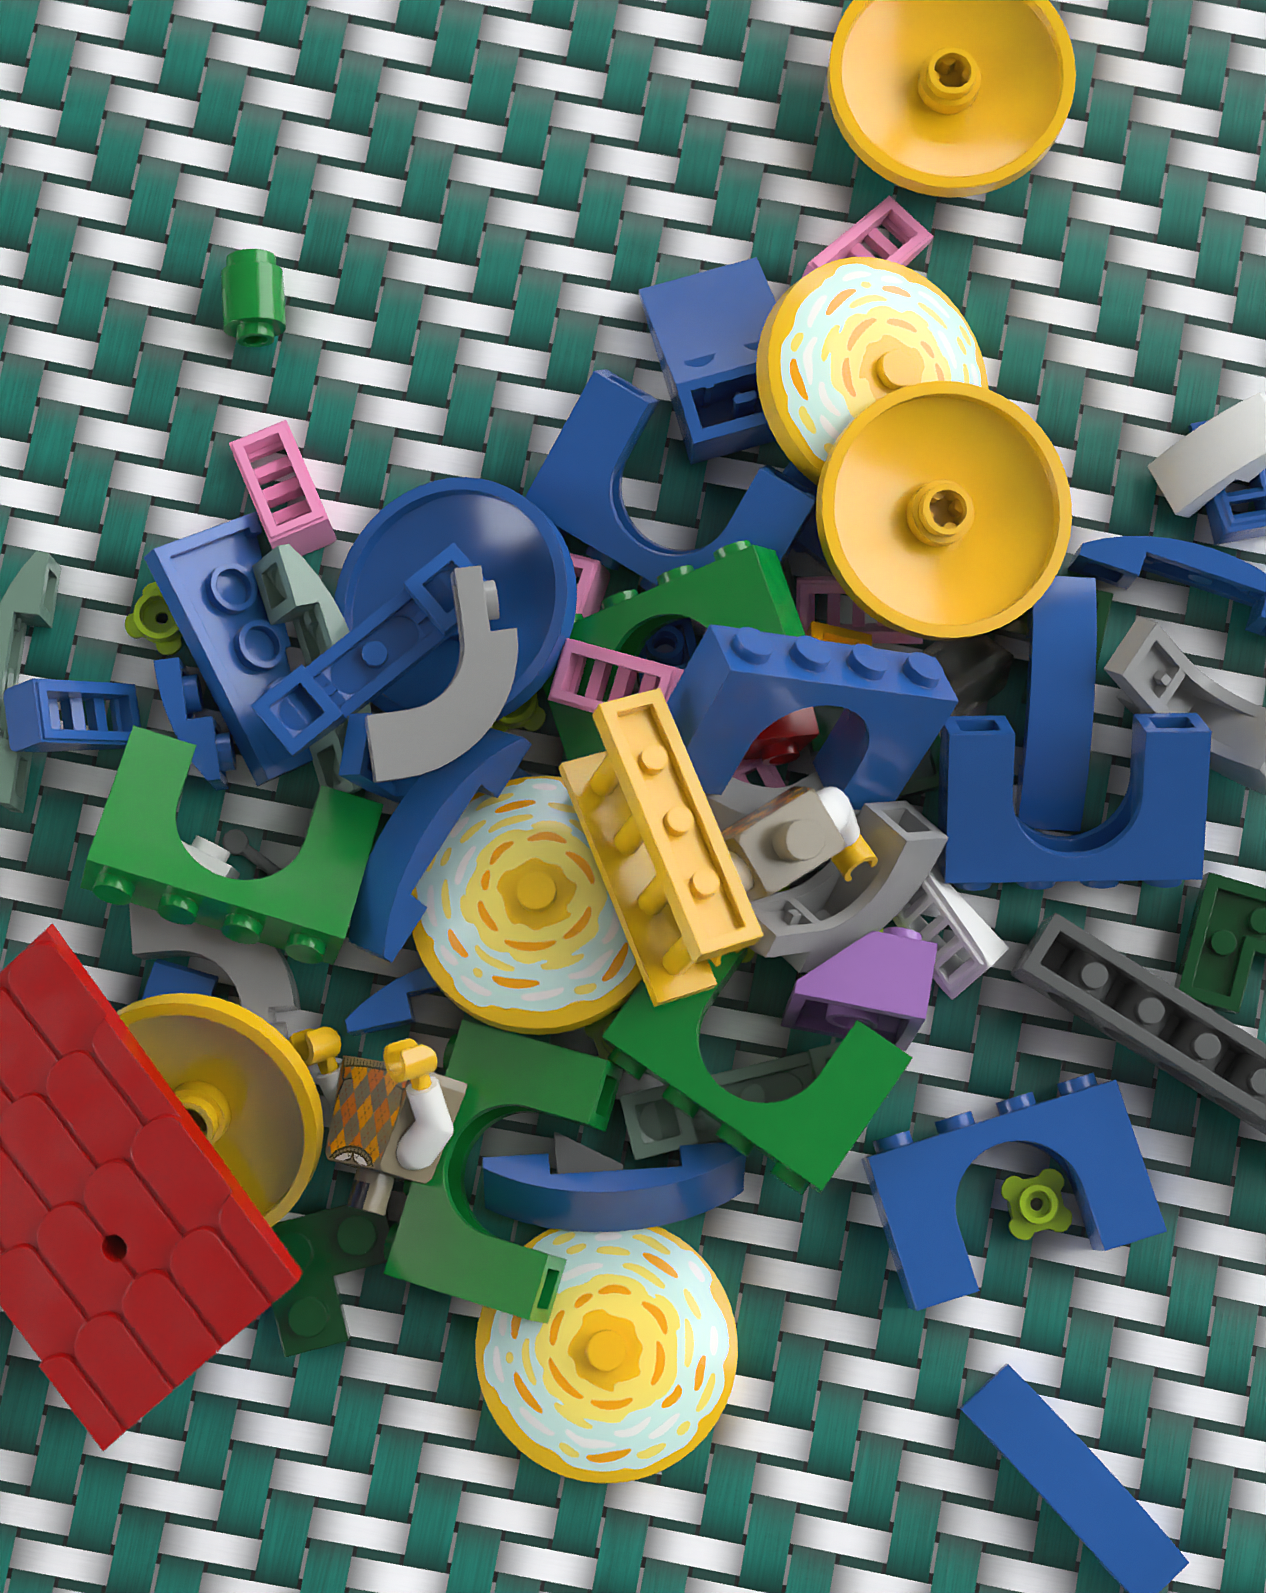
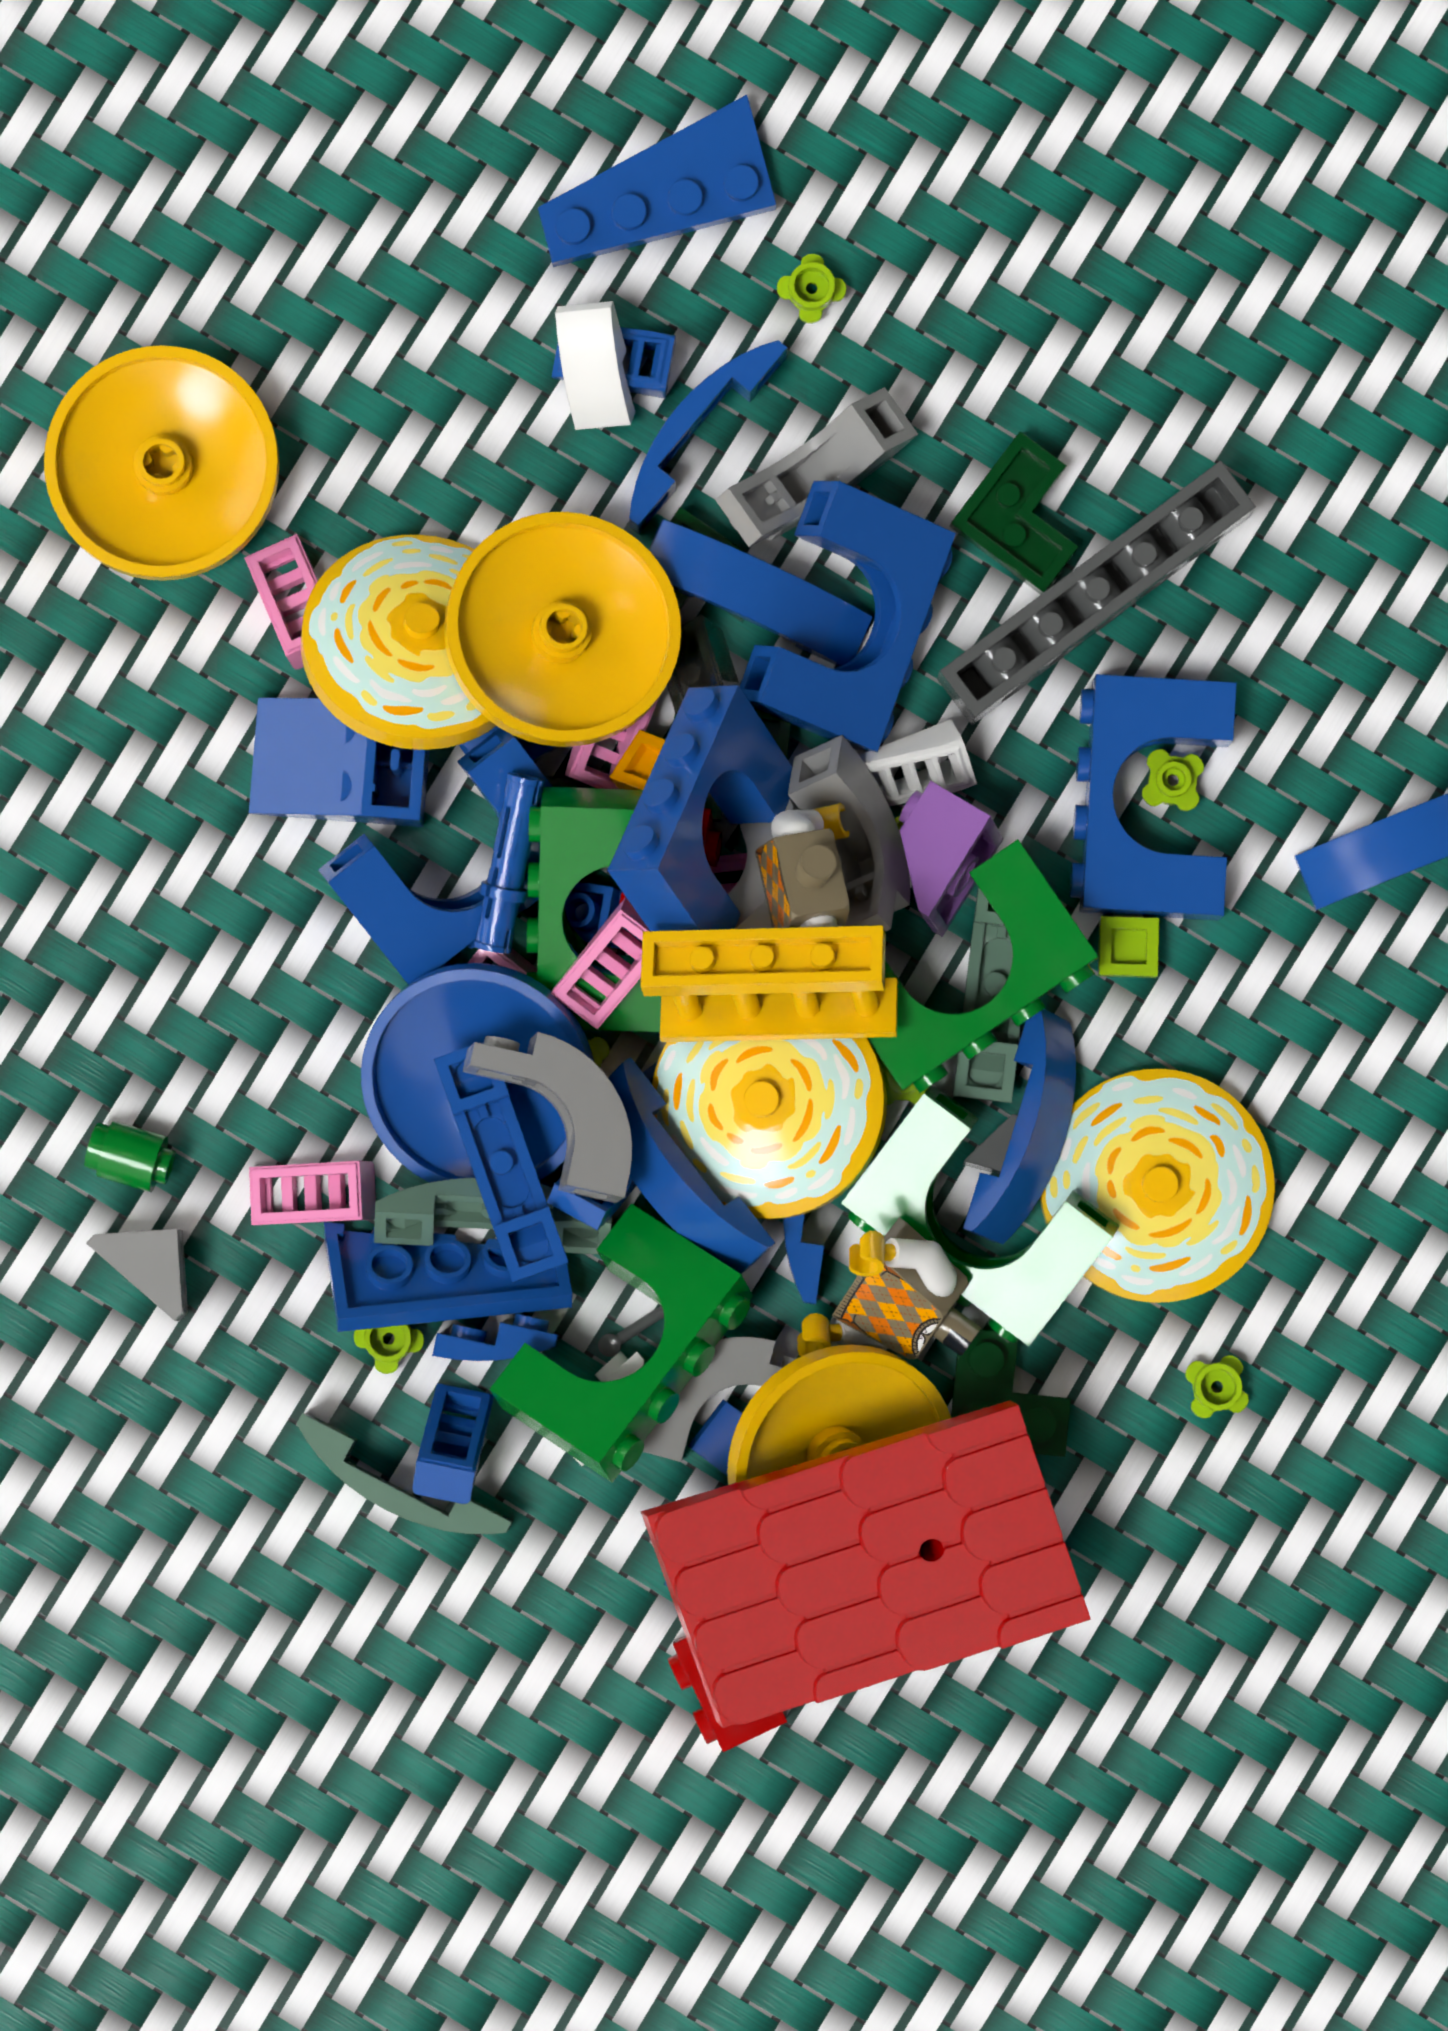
camera: 65 degrees left, 5 degrees up
(149, 358) = (151, 1263): none -> light grey slope
(413, 1511) = (1231, 1395): none -> lime plate
(672, 548) = (508, 867): none -> blue pin
(844, 1222) = (1128, 947): none -> lime plate

